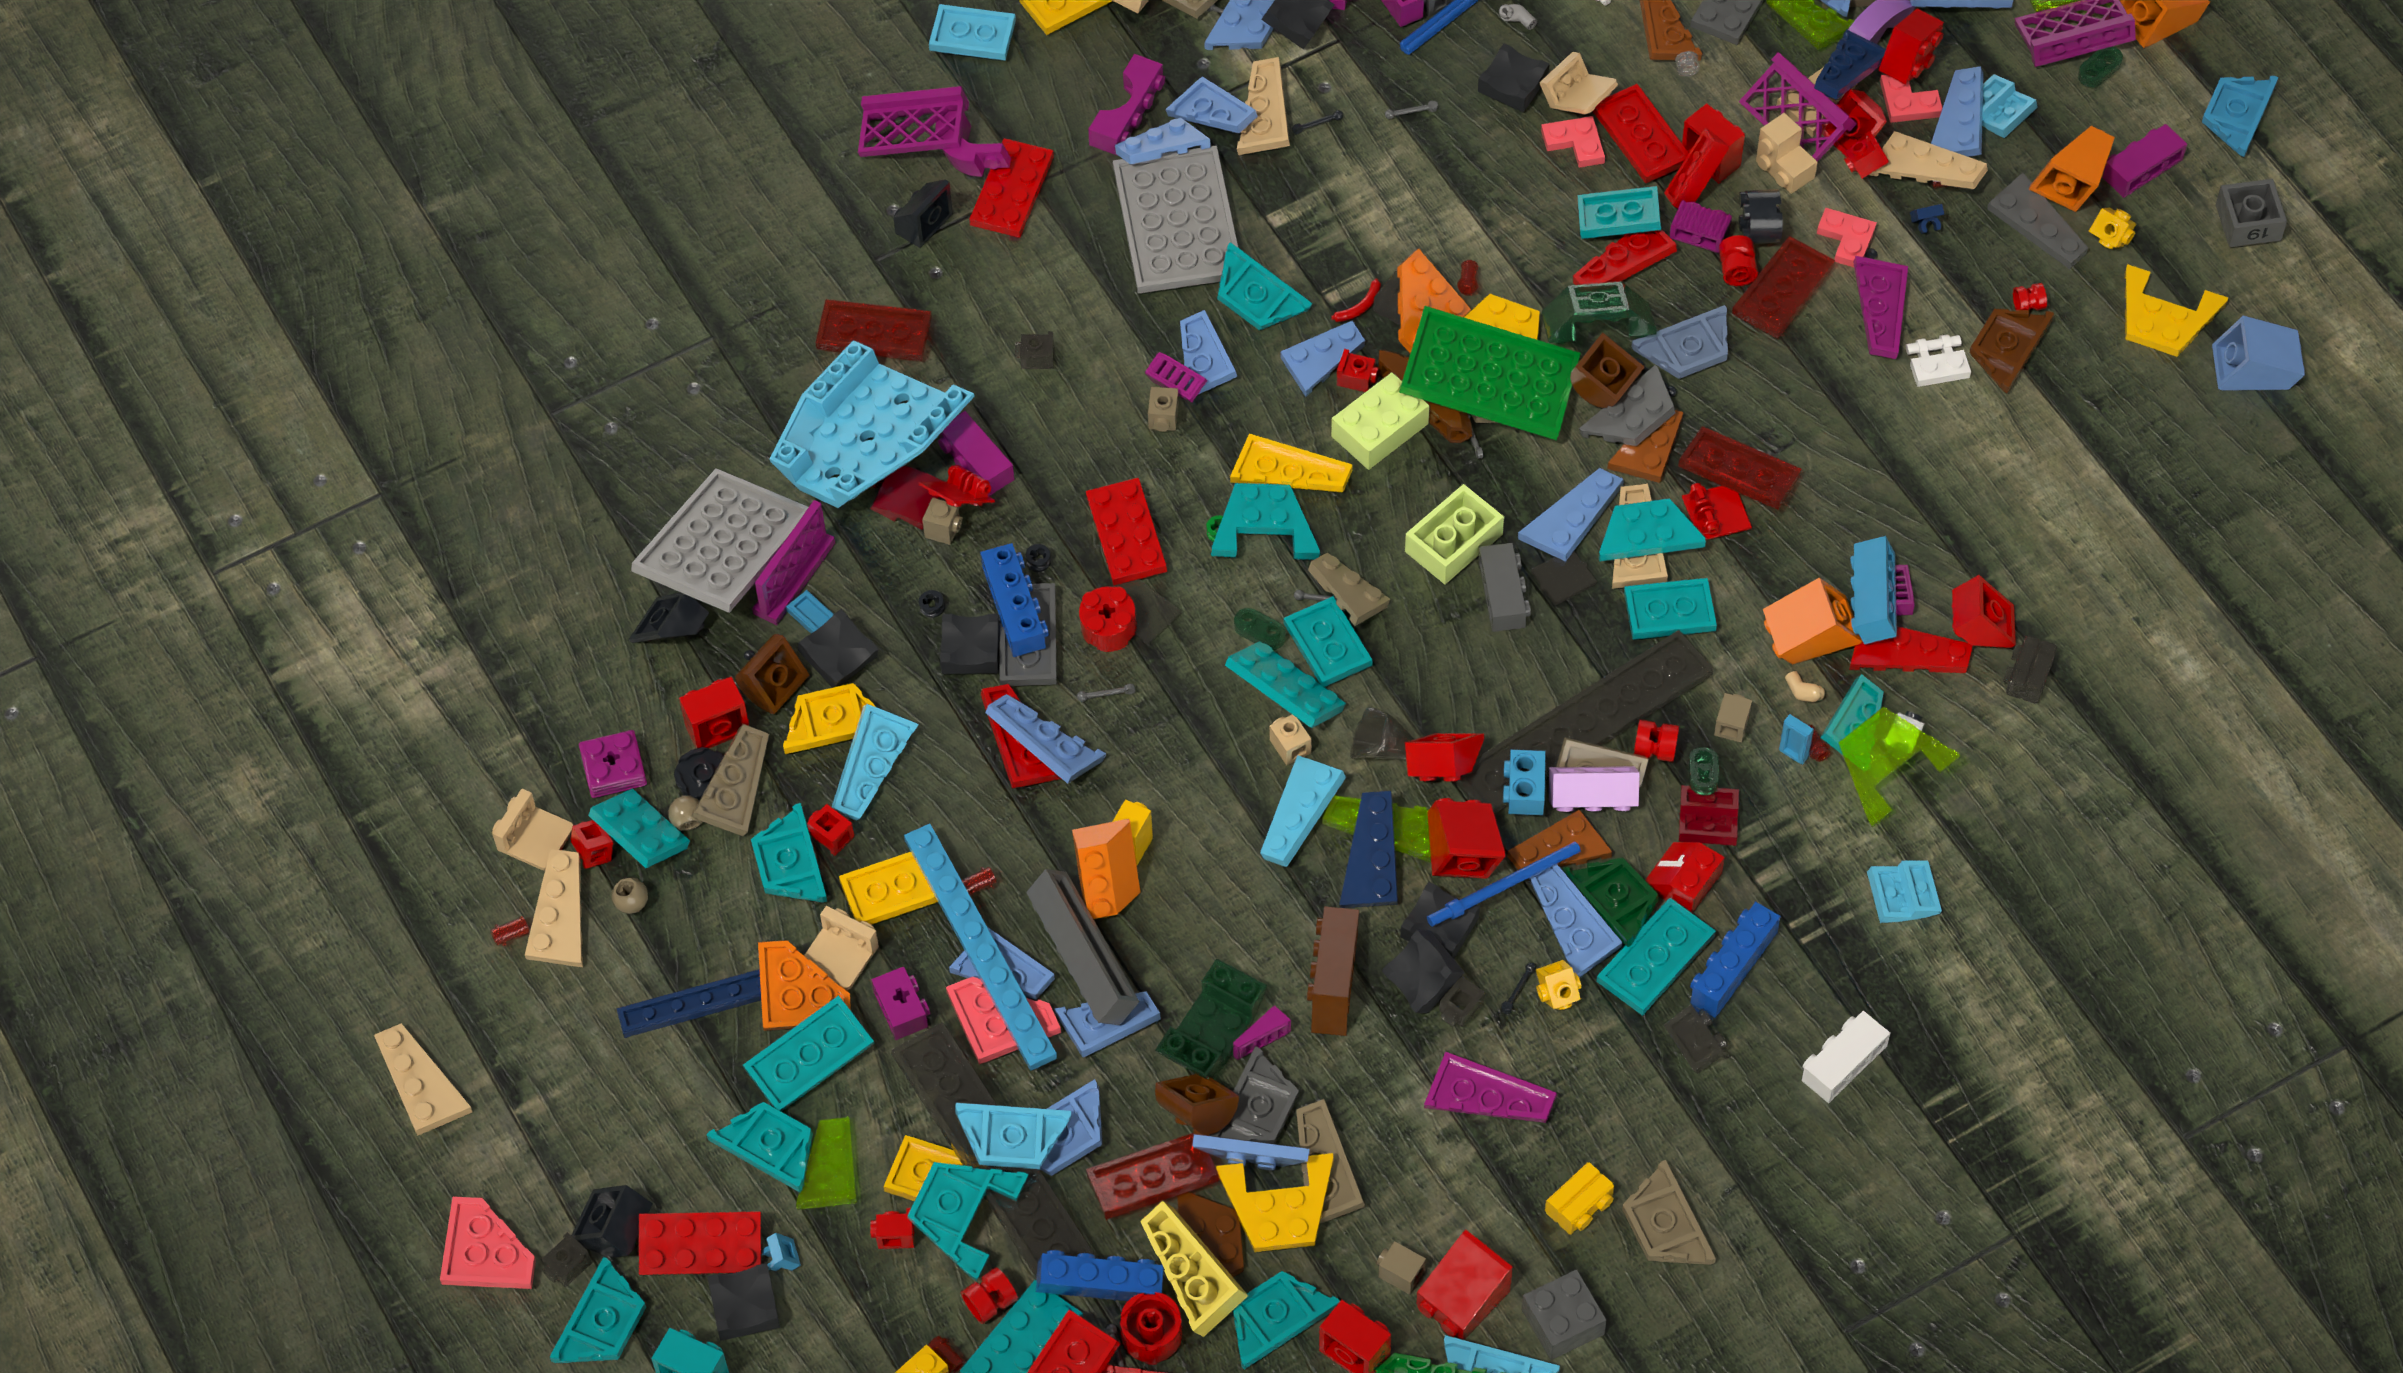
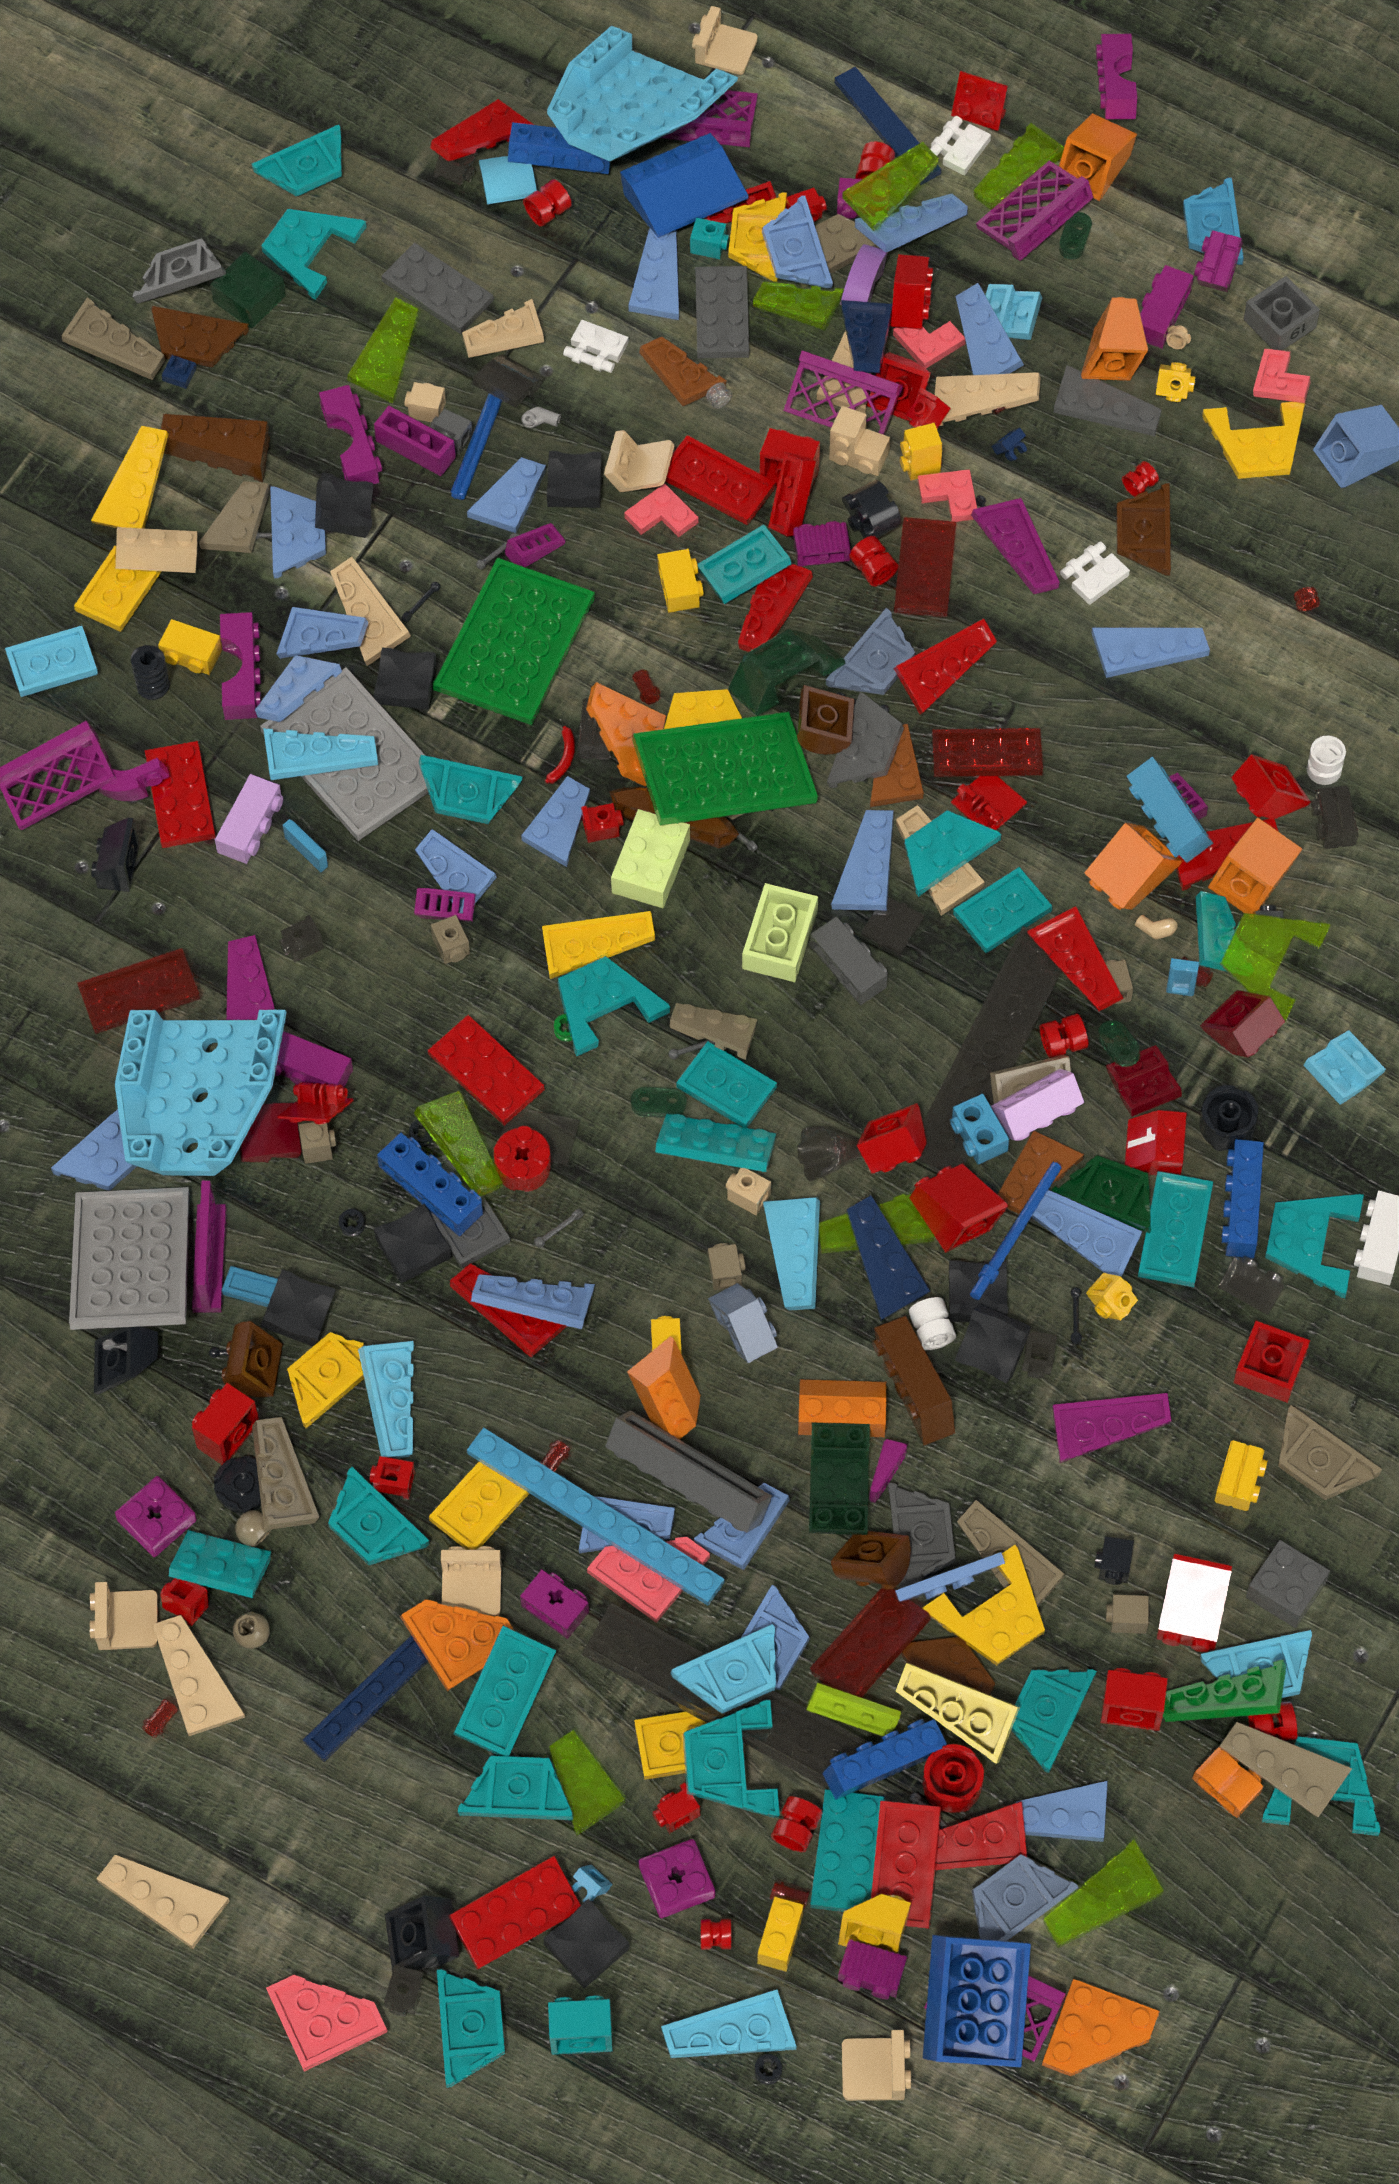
camera: 30 degrees left, 5 degrees up
(751, 450) = (98, 1157): none -> medium blue wing
(860, 1352) = (715, 1934): none -> red wheel
(870, 1300) = (667, 1894): none -> magenta brick
(971, 364) = (246, 981): none -> magenta wing
(1045, 74) = (150, 672): none -> black piece
(1054, 232) = (249, 819): none -> lavender brick
(1064, 578) = (459, 1139): none -> clear neon green wing
(1089, 275) = (305, 845): none -> dark azure tile
(1094, 71) = (190, 647): none -> yellow brick
(1099, 1222) = (853, 1710): none -> lime tile
(1133, 199) = (308, 754): none -> medium azure wing
(1212, 847) = (745, 1321): none -> brick
(1228, 793) = (725, 1266): none -> dark tan brick
(1260, 959) = (842, 1403): none -> orange slope
(1261, 177) = (405, 678): none -> black brick
(1376, 188) = (514, 641): none -> green plate
(1381, 925) = (932, 1323): none -> white wheel
(1418, 1214) = (1114, 1560): none -> black brick
(1430, 122) = (517, 548): none -> magenta slope
(1450, 70) = (510, 496): none -> medium blue wing
(1553, 201) = (679, 581): none -> yellow brick
(1670, 1112) = (1271, 1361): none -> red brick
(1709, 676) = (1074, 952): none -> red wing
(1742, 376) = (941, 665): none -> red wing
(1765, 879) = (1228, 1116): none -> black brick
(1771, 1017) = (1300, 1235): none -> teal wing
(1832, 808) = (1244, 1023): none -> dark red slope
(1837, 185) = (921, 451): none -> yellow brick
(1924, 675) = (1254, 867): none -> orange slope
(1941, 444) = (1145, 648): none -> medium blue wing
(2051, 615) = (1326, 760): none -> white wheel
(2122, 468) = (1306, 599): none -> clear red bush
(2142, 192) = (1177, 337): none -> tan plate
(2212, 269) = (1275, 382): none -> coral plate
(2219, 142) = (1219, 261): none -> magenta brick

